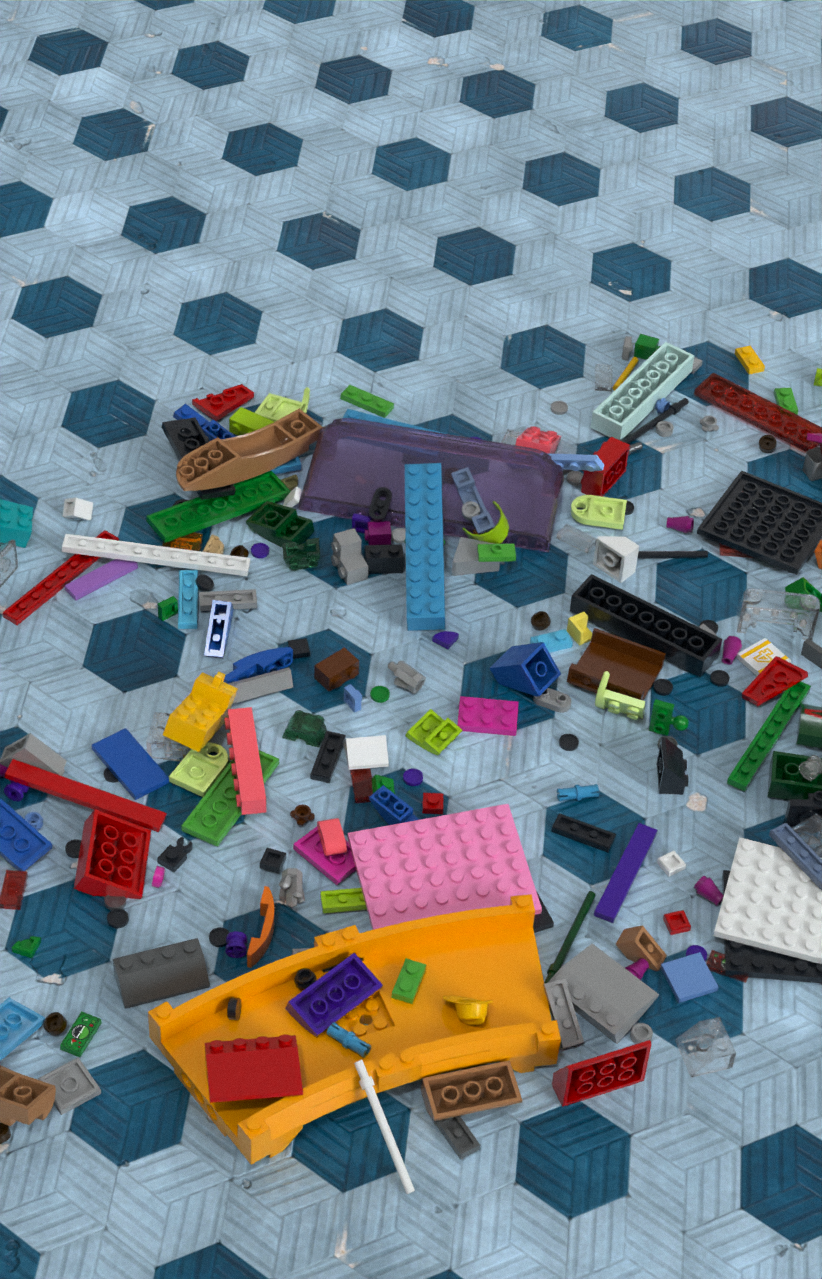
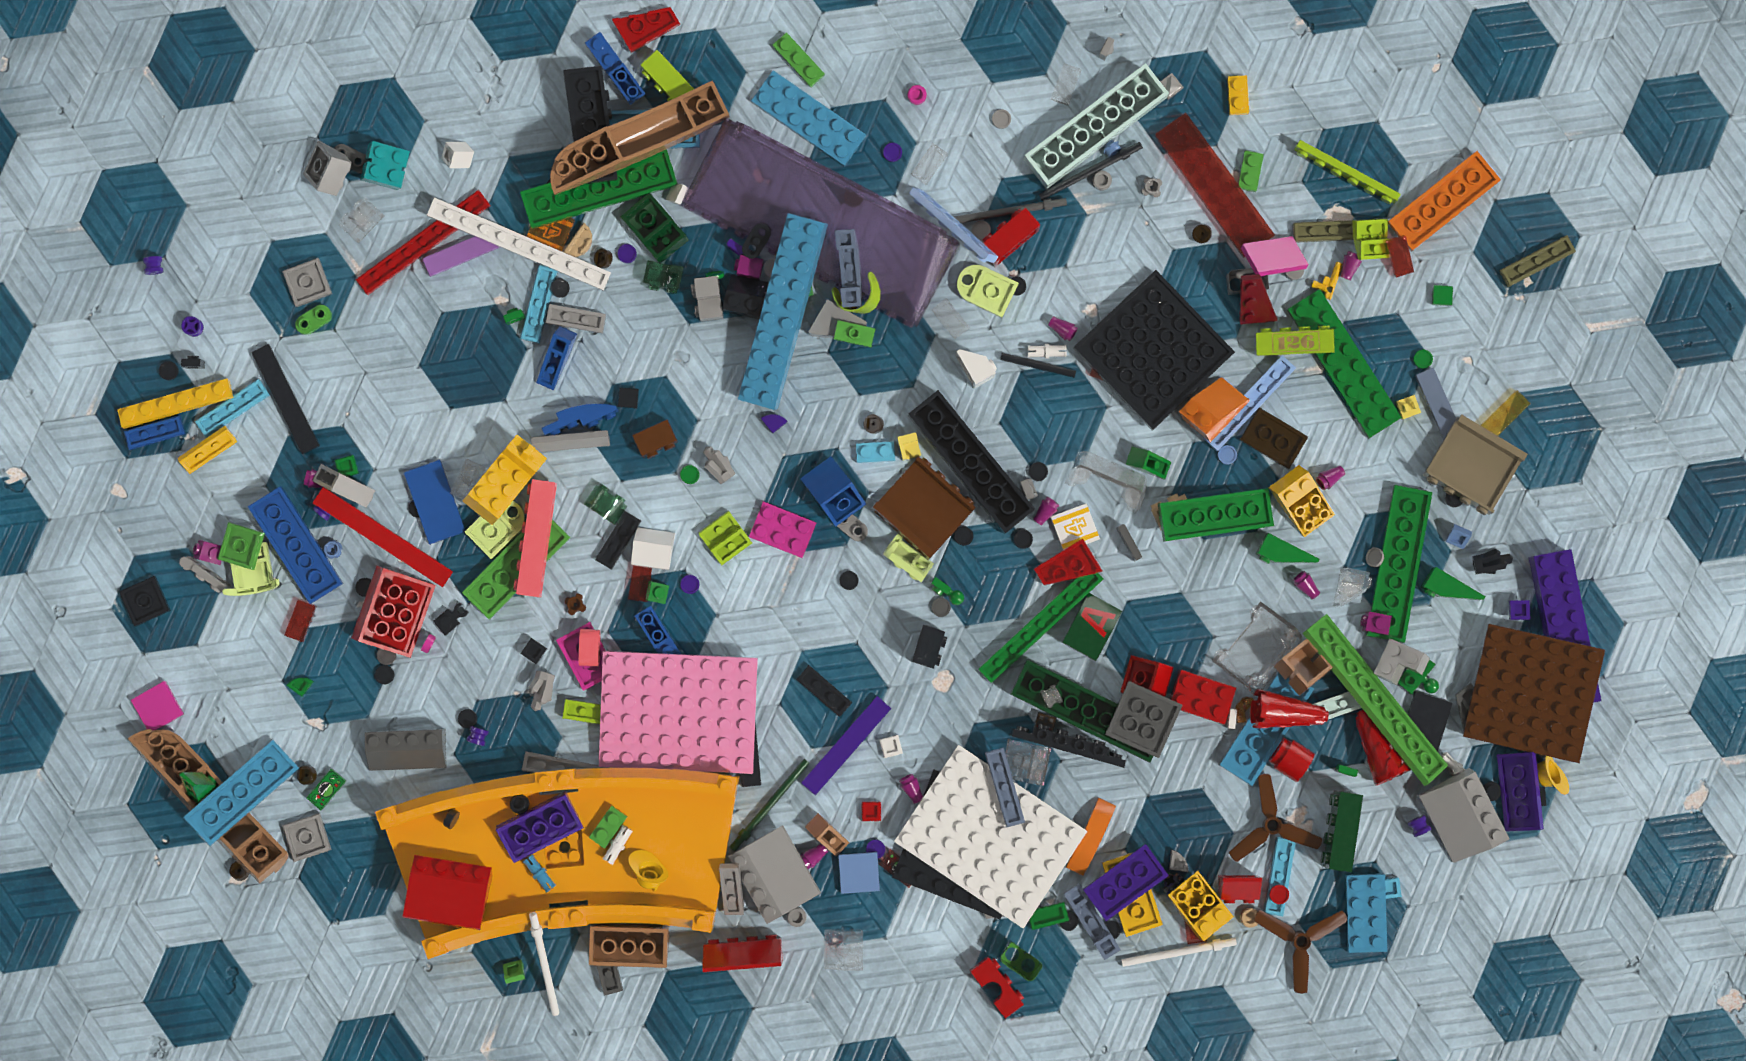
camera: 20 degrees right, 40 degrees up
(259, 945) = (515, 700): orange slope -> none
(276, 407) = (702, 57): yellowish green piece -> none
(291, 482) = (682, 167): olive tile -> none
(349, 1158) = (513, 971): none -> bright green plate
(352, 698) = (661, 478): medium blue plate -> none
(425, 993) = (617, 844): none -> white pin
(432, 803) = (698, 621): red plate -> none
(470, 509) = (843, 277): light grey tile -> none
(479, 405) = (917, 95): none -> dark pink tile
(539, 440) = (955, 176): coral slope -> none
(577, 792) = (834, 645): dark azure pin -> none
(625, 373) = (1092, 84): yellow bar -> none
(645, 346) = (1129, 53): green brick -> none
(674, 542) = (1047, 351): none -> white pin

